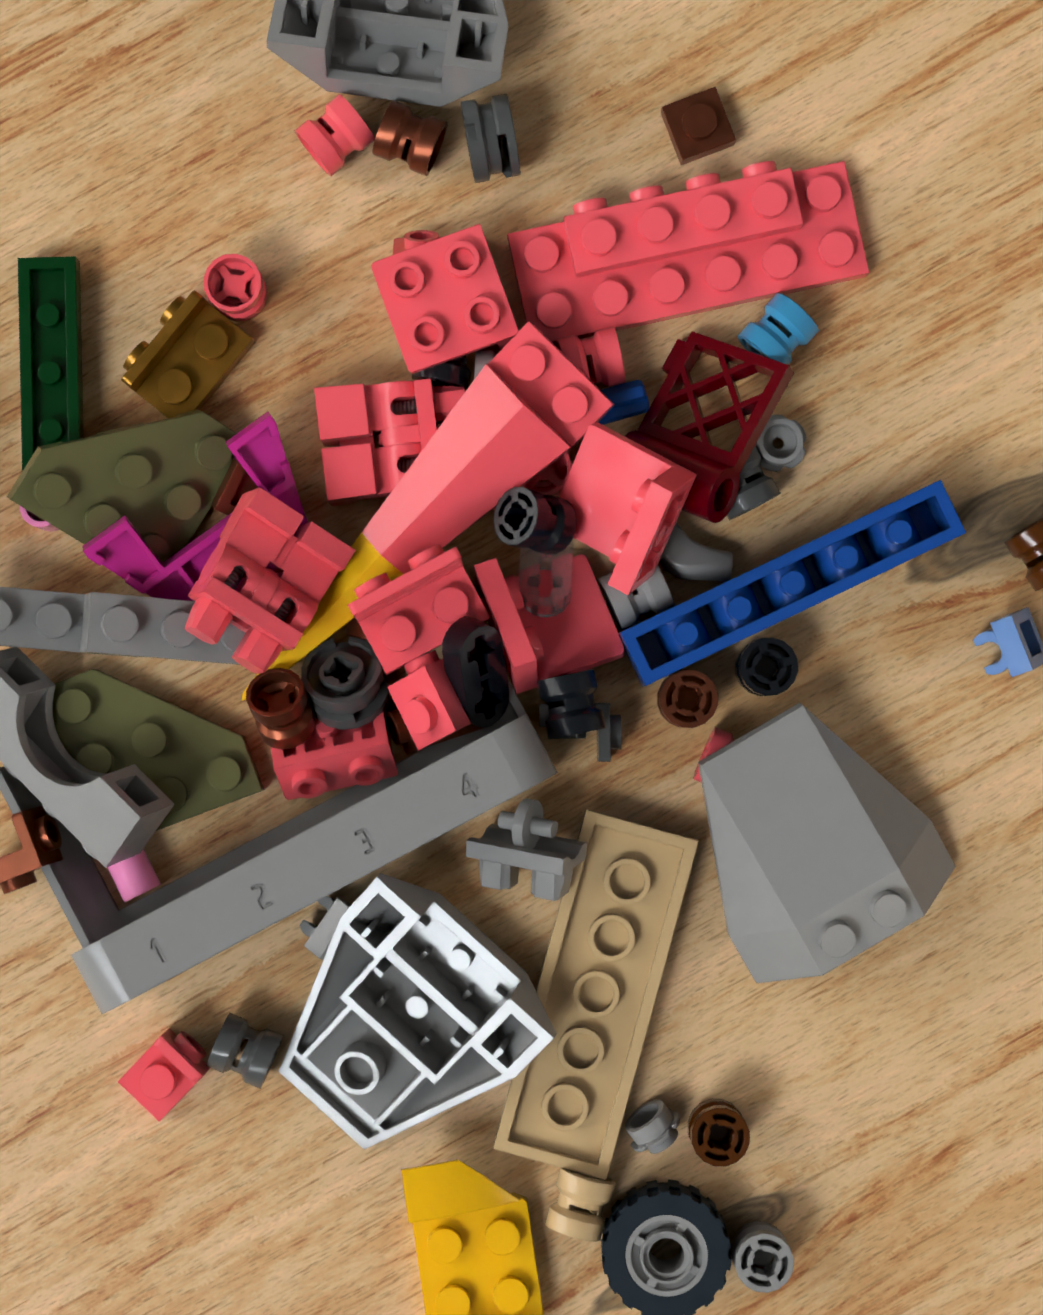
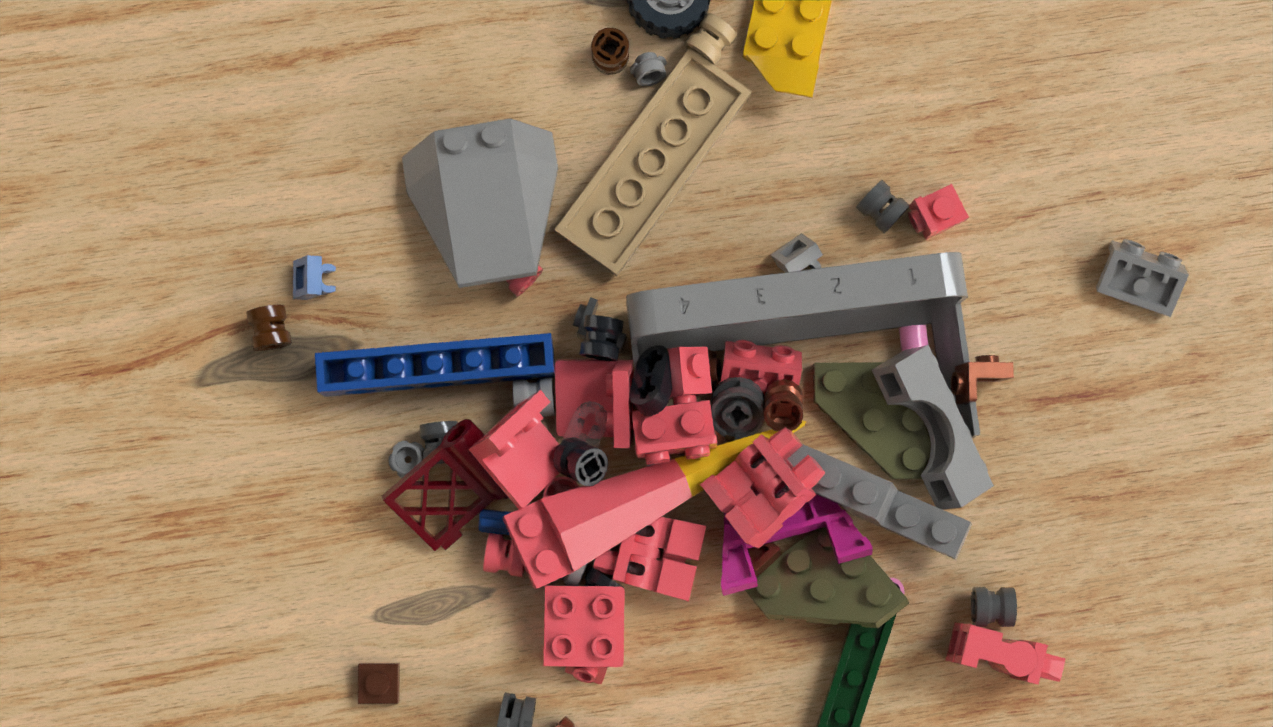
camera: 160 degrees left, 5 degrees down
(186, 357) = (763, 654): pearl gold bracket -> none
(230, 277) = (719, 690): coral wheel -> none
(410, 1015) = (771, 189): light grey wedge -> none
(528, 843) = (661, 265): light grey hips -> none
(678, 699) = (529, 323): copper wheel -> none
(689, 250) = (417, 603): coral plate -> none
(693, 560) = (488, 403): light grey arm -> none
(756, 669) = (473, 326): black wheel -> none
(779, 330) = (389, 524): dark azure wheel -> none

